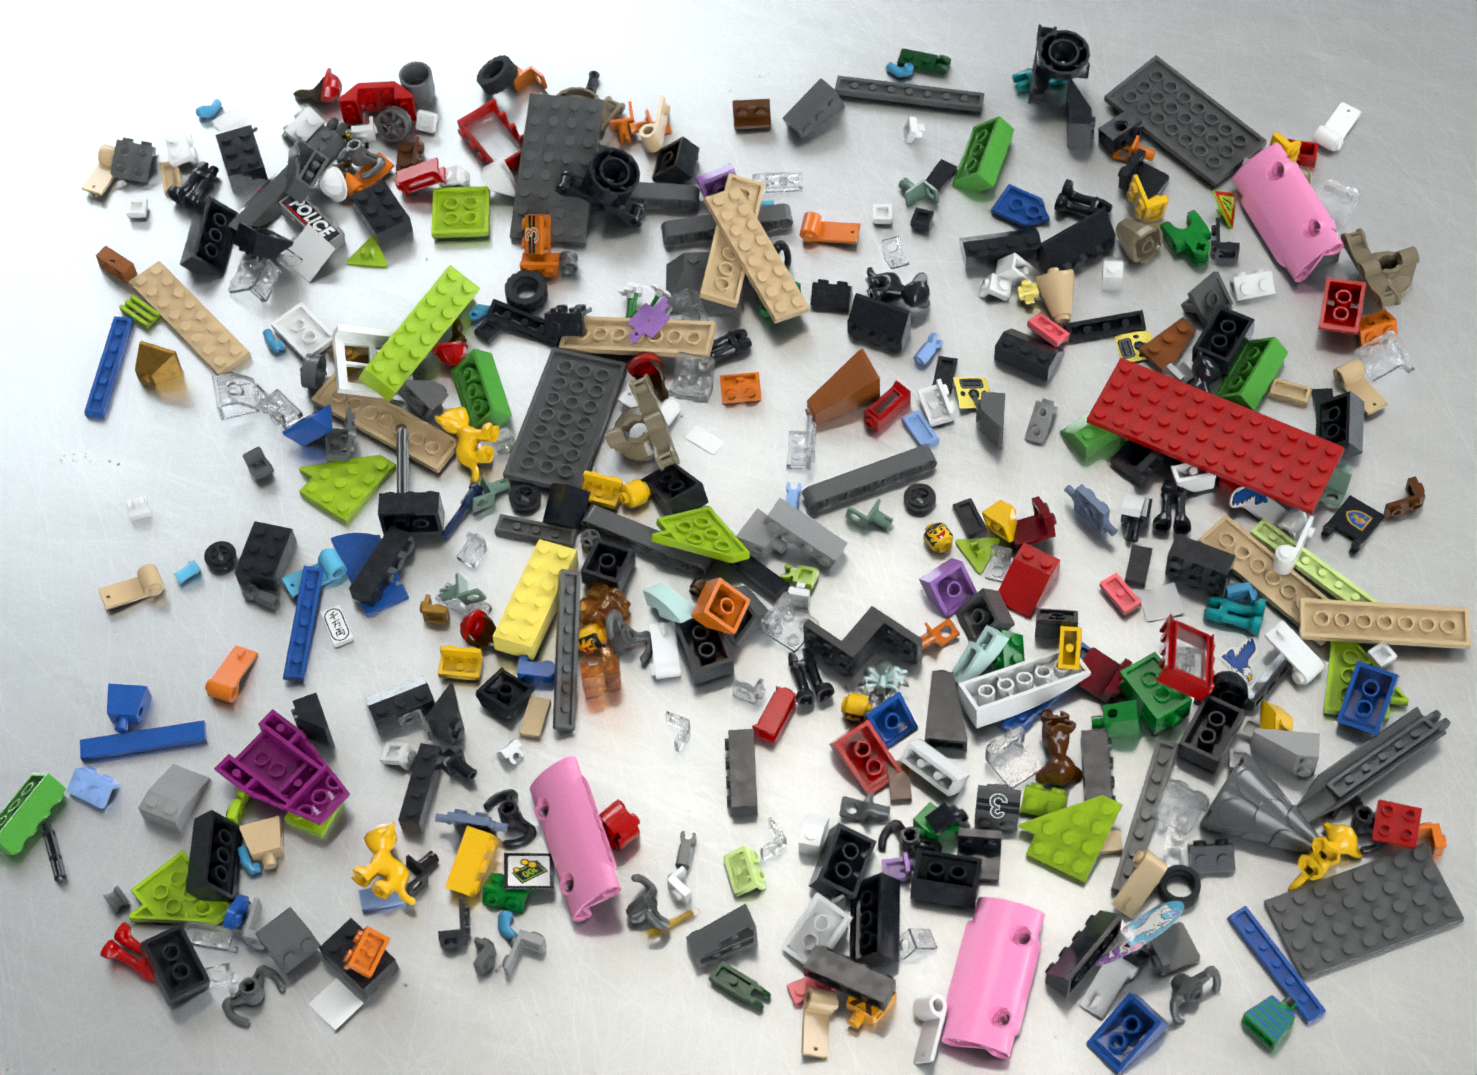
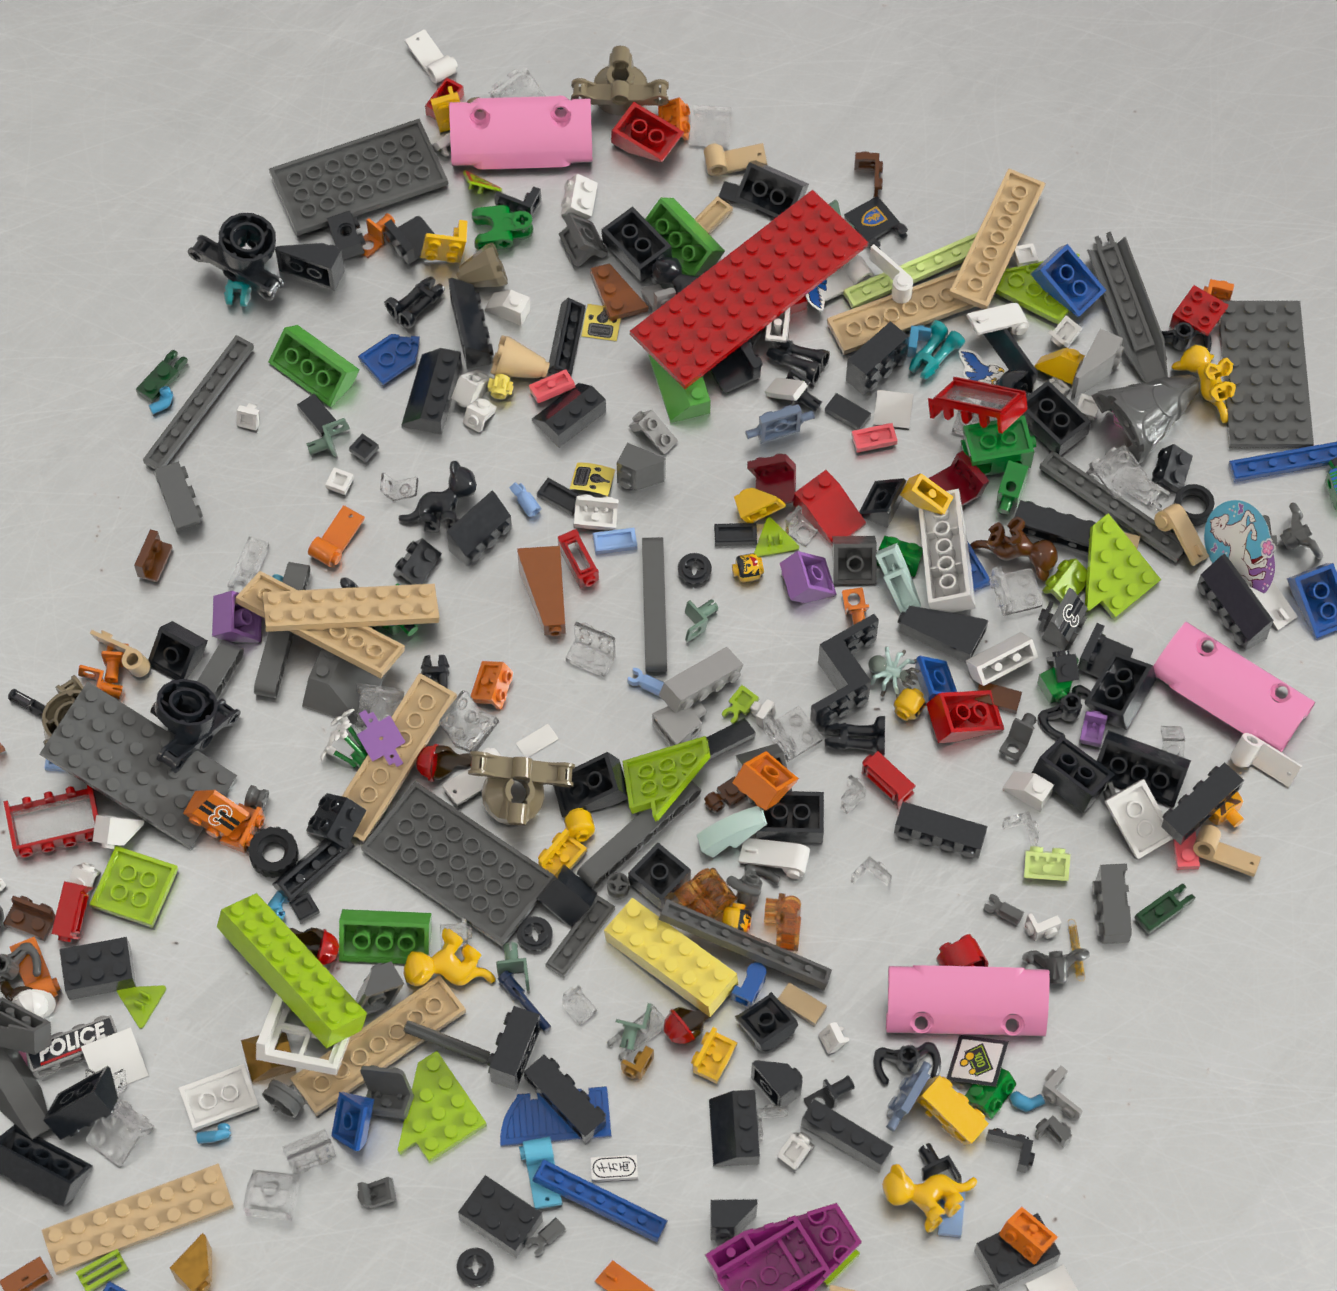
camera: 75 degrees left, 5 degrees up
(1314, 717) = (1065, 332): none -> white bracket

